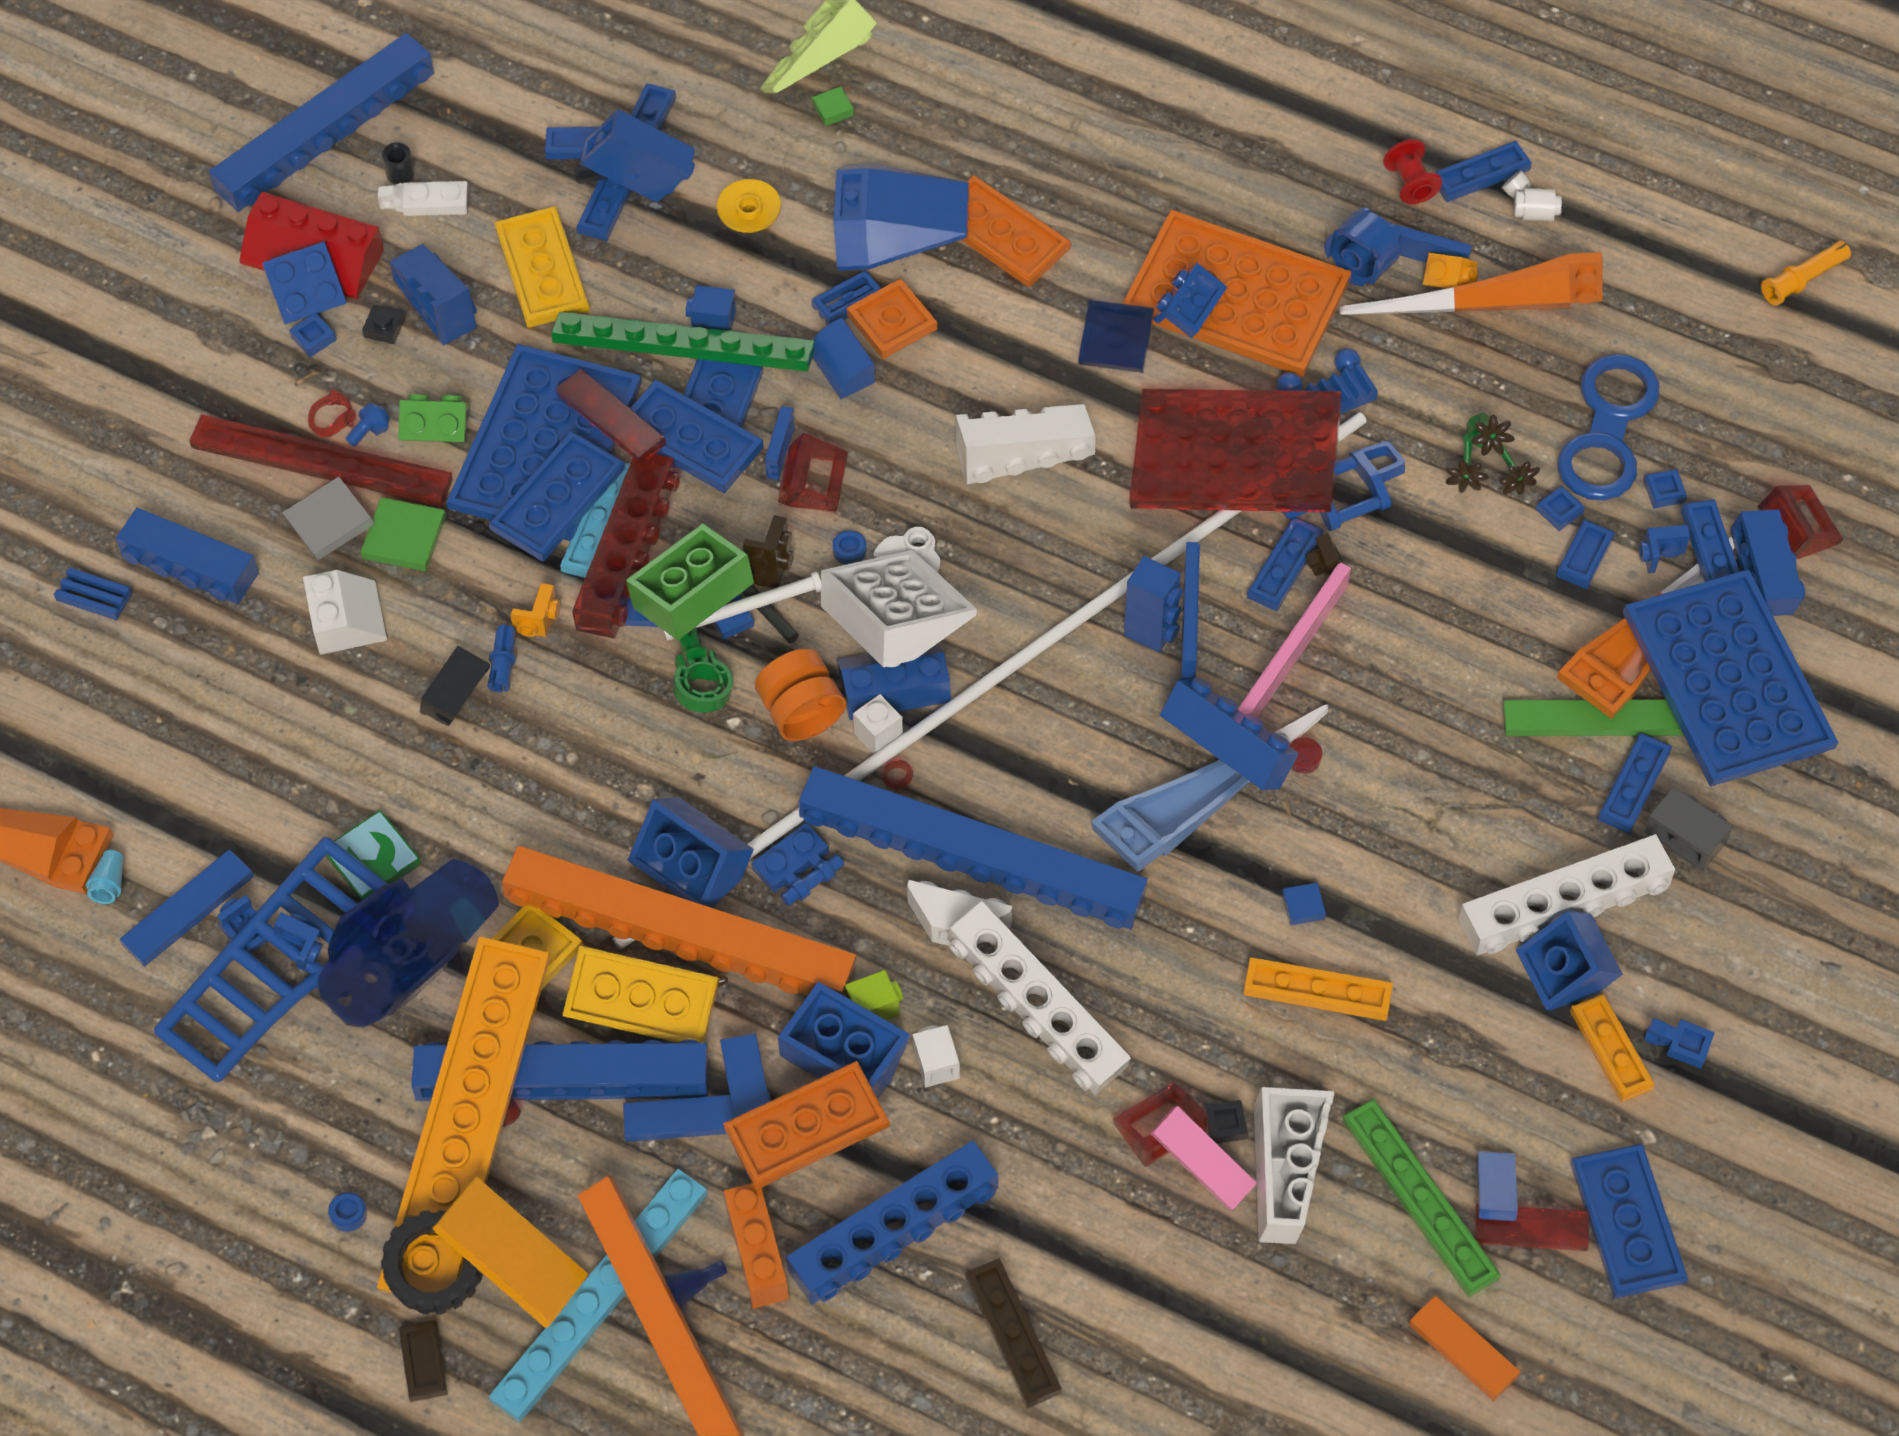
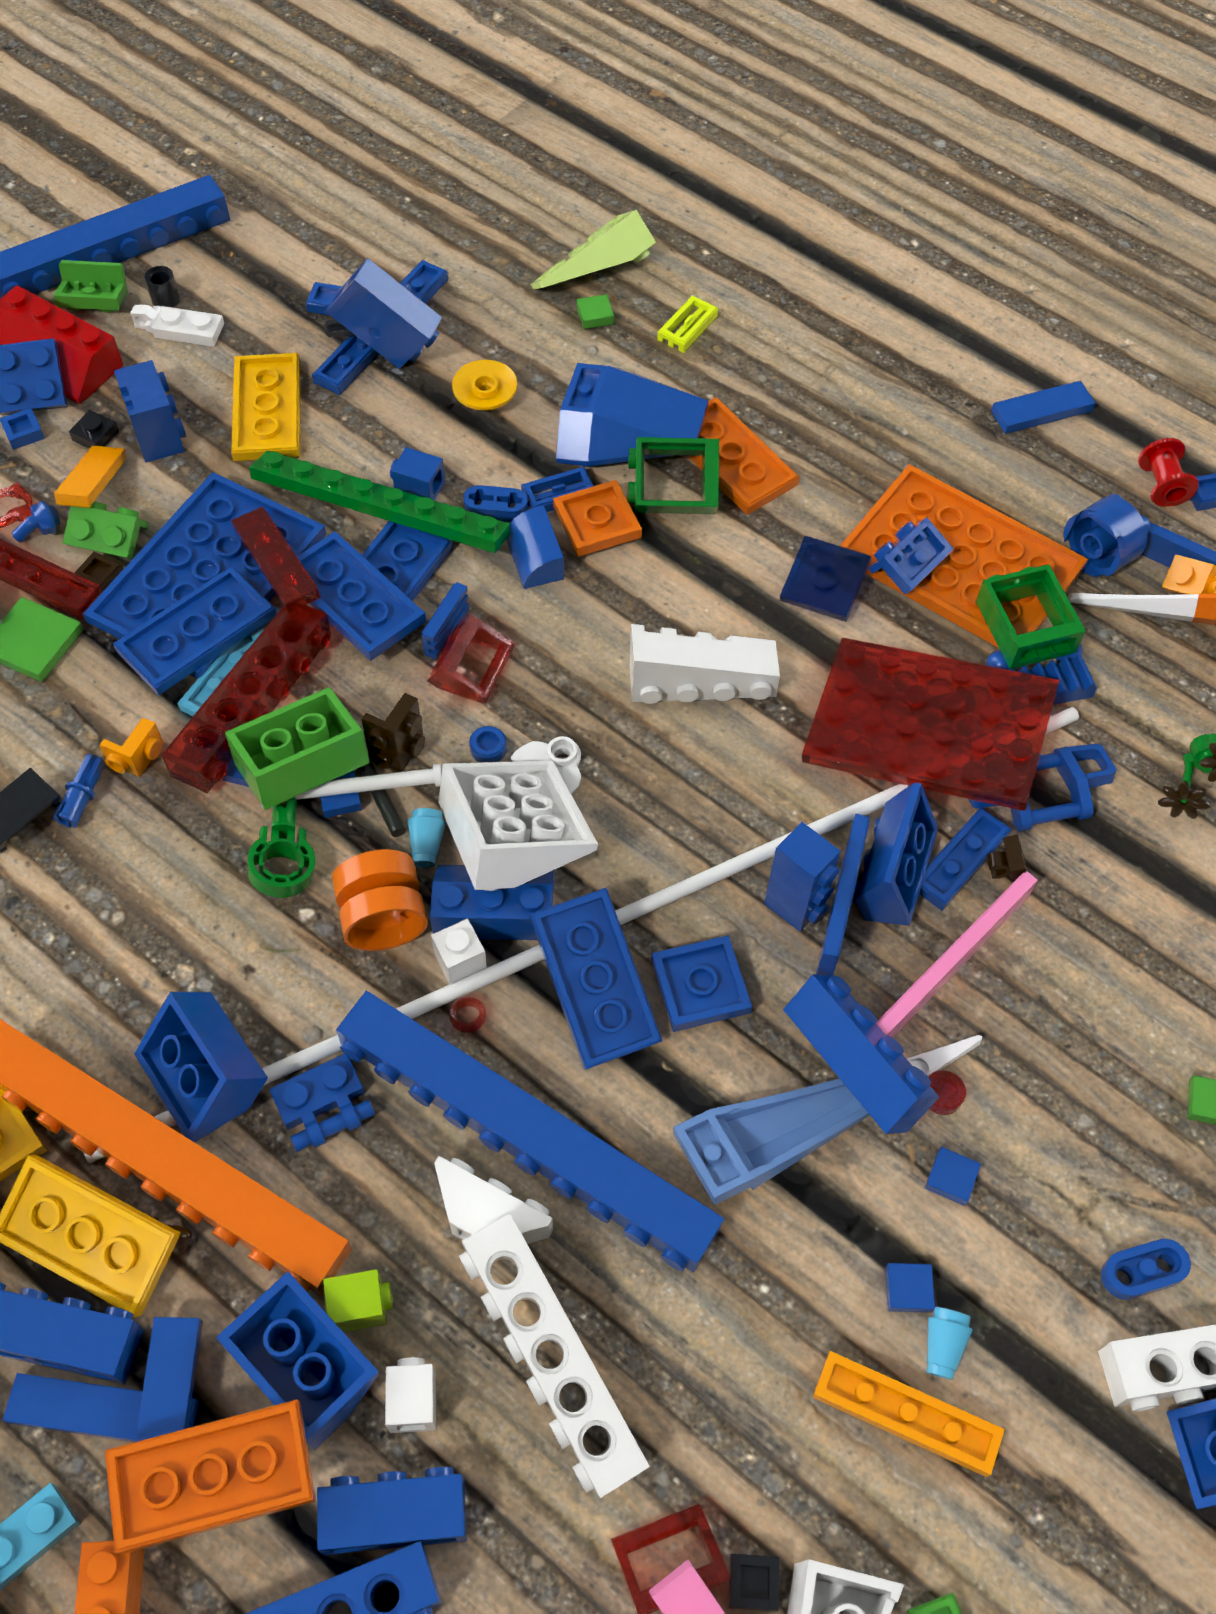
camera: 10 degrees right, 0 degrees up
(327, 175) = (91, 286): none -> bright green bracket
(404, 370) = (90, 476): none -> light orange tile
(443, 457) = (99, 570): none -> dark brown tile
(793, 321) = (495, 502): none -> blue beam
(819, 634) = (425, 834): none -> medium azure cone
(919, 120) = (693, 325): none -> neon yellow tile
(943, 1128) = (391, 1511): none -> blue brick
(988, 257) = (703, 447): none -> green window
(998, 721) = (595, 978): none -> blue tile
(1086, 709) = (701, 983): none -> blue plate
(1230, 573) = (897, 858): none -> blue slope
(1287, 125) = (1043, 407): none -> blue tile
(1319, 362) = (1037, 645): none -> green window
(1322, 816) = (952, 1176): none -> blue tile
(1338, 932) = (946, 1341): none -> medium azure cone
(1482, 853) = (1143, 1271): none -> blue plate

